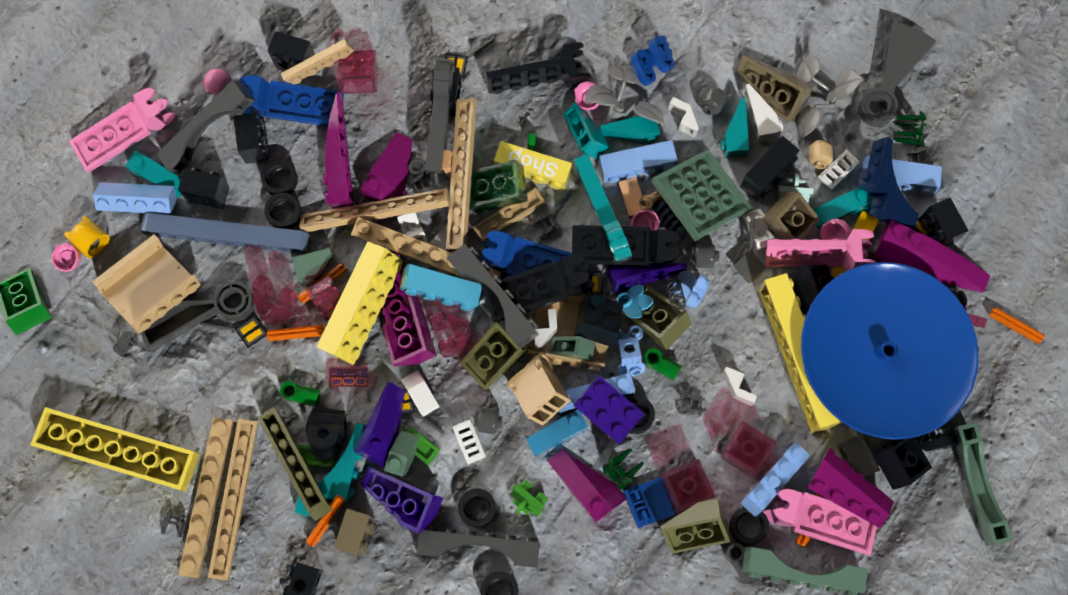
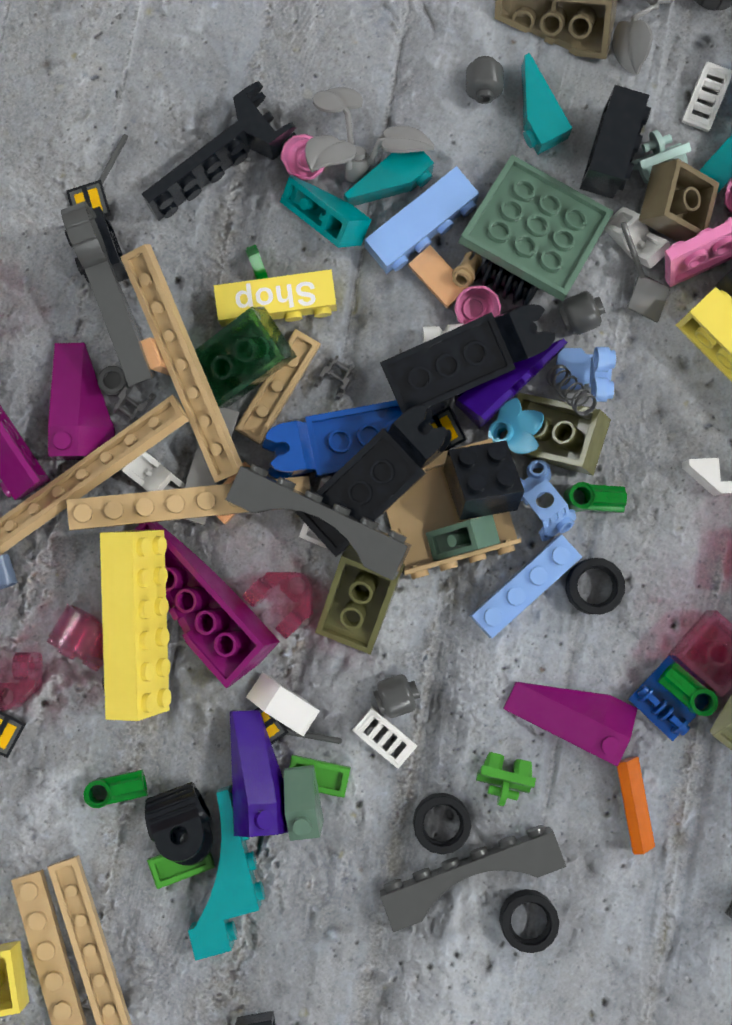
camera: 25 degrees left, 10 degrees up
(294, 333) = (63, 704): orange axle -> none
(295, 464) = (161, 897): olive brick -> none
(312, 265) = (36, 598): sand green slope -> none
(325, 521) = (244, 947): orange axle -> none
(334, 273) = (72, 597): orange axle -> none
(348, 376) = (170, 729): clear pink tile -> none
(355, 533) = (293, 947): dark tan brick -> none
(406, 502) = (341, 863): dark purple wedge -> none
(440, 287) = (236, 542): medium azure brick -> none
(539, 390) = (448, 622): tan piece -> none
(546, 333) = (416, 536): white slope -> none
(557, 432) = (500, 665): dark azure slope -> none
(596, 554) = (635, 805): none -> orange tile
(602, 208) = (412, 318): teal piece -> none
(608, 409) = (559, 602): dark purple plate -> none
(616, 472) = (620, 685): dark green piece -> none
(657, 55) = (371, 47): blue piece -> none
(659, 499) = (686, 689): none -> green piece
(688, 124) = (466, 129): white slope -> none
(692, 398) = (667, 542): dark grey piece -> none
(762, 116) = (565, 69): white slope -> none
(820, 154) = (672, 86): tan head -> none

